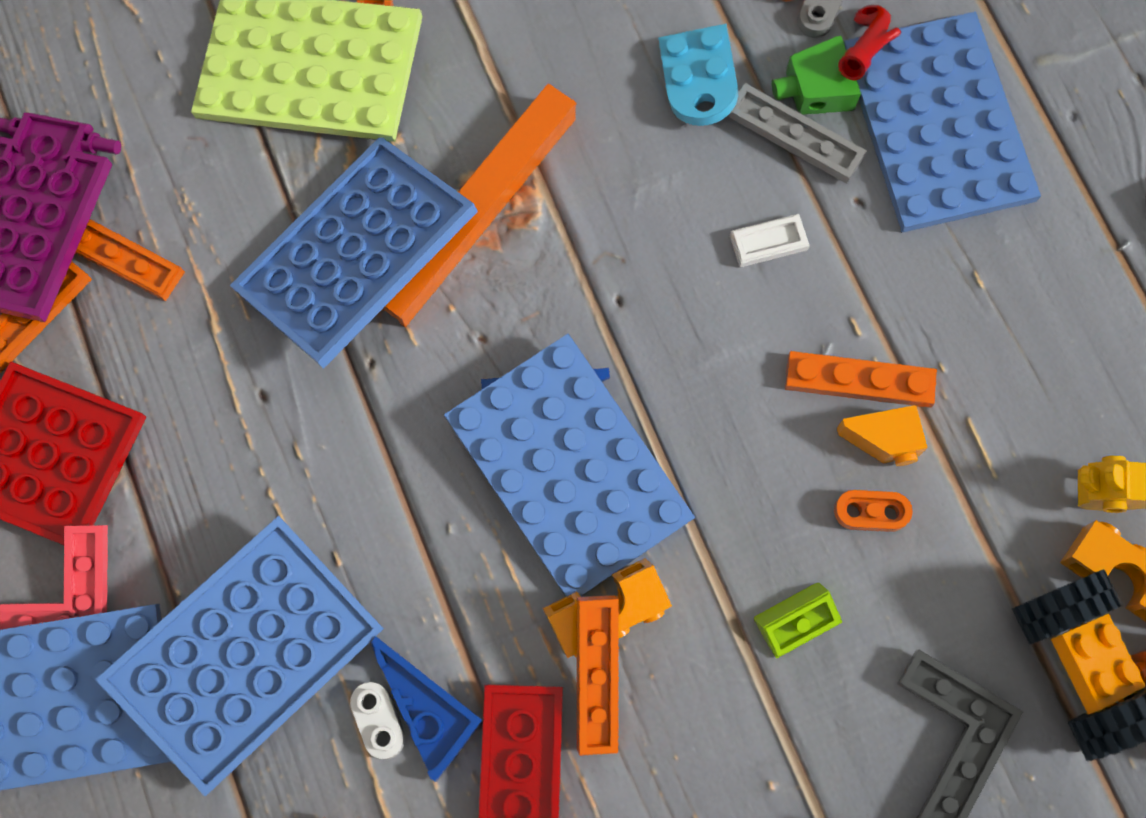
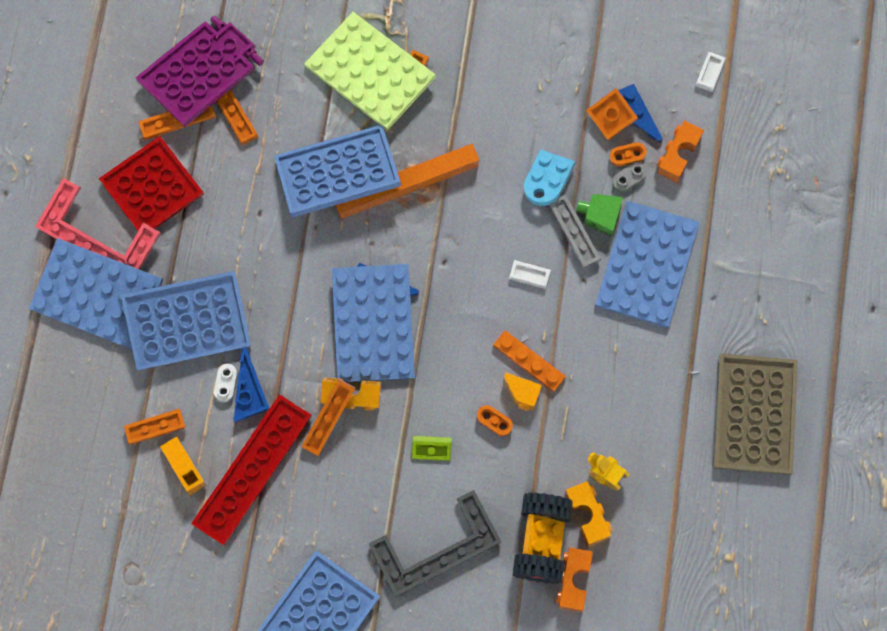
camera: 30 degrees right, 0 degrees up
(858, 58) = (620, 213): red plant -> none

